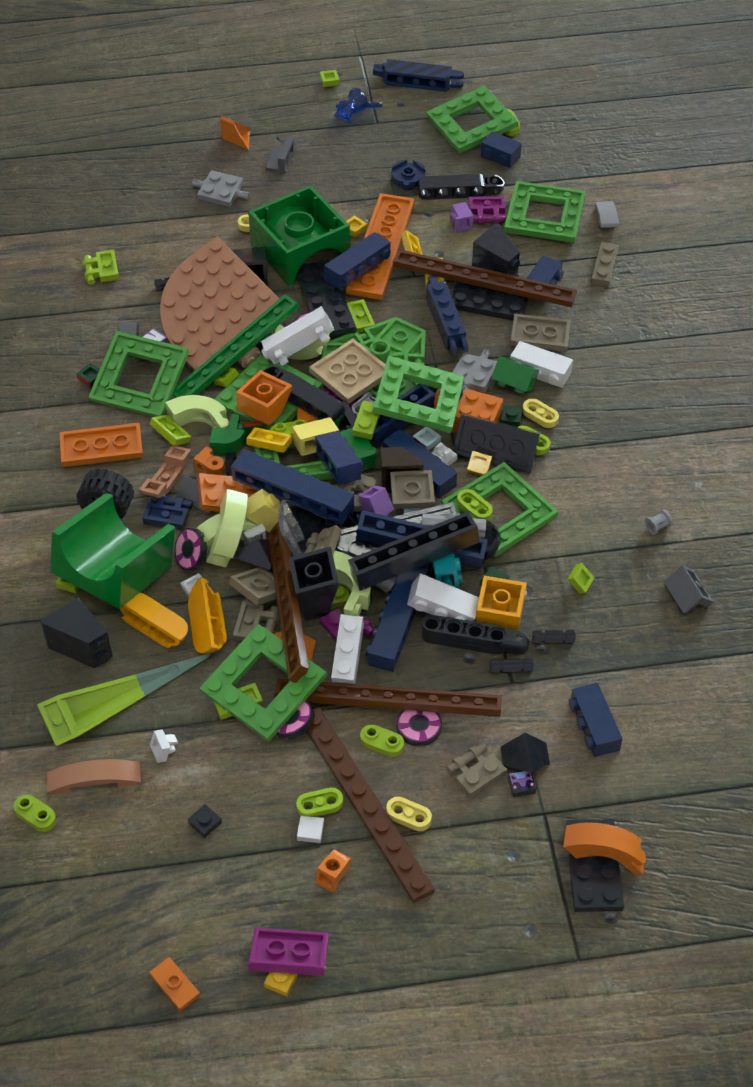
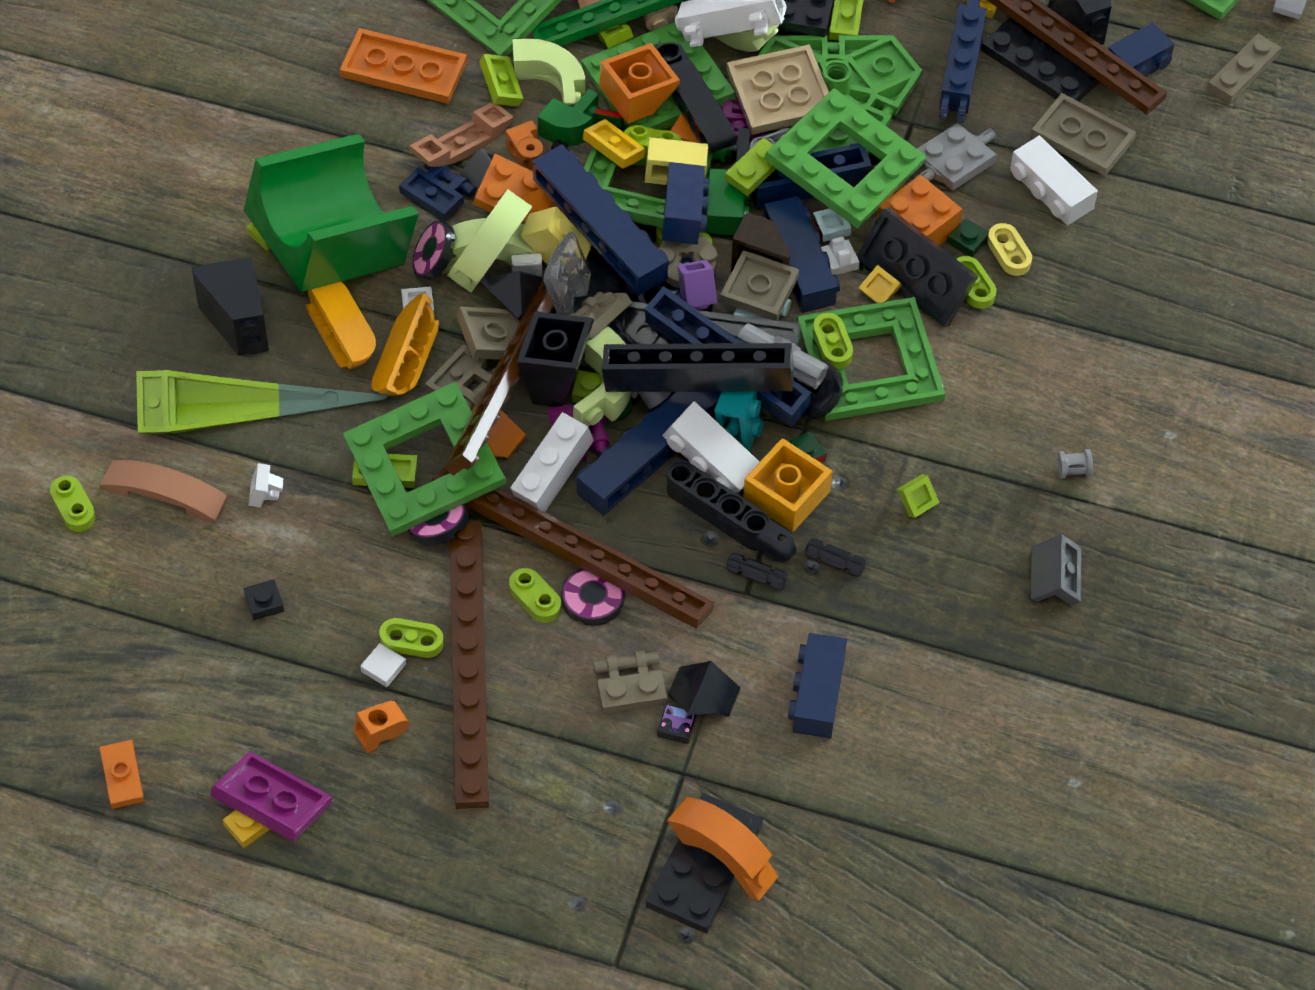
camera: 25 degrees right, 5 degrees up
(103, 481) = (375, 126): black tyre -> none
(410, 813) = (514, 700): light yellow plate -> none
(514, 374) = (1005, 181): green brick -> none

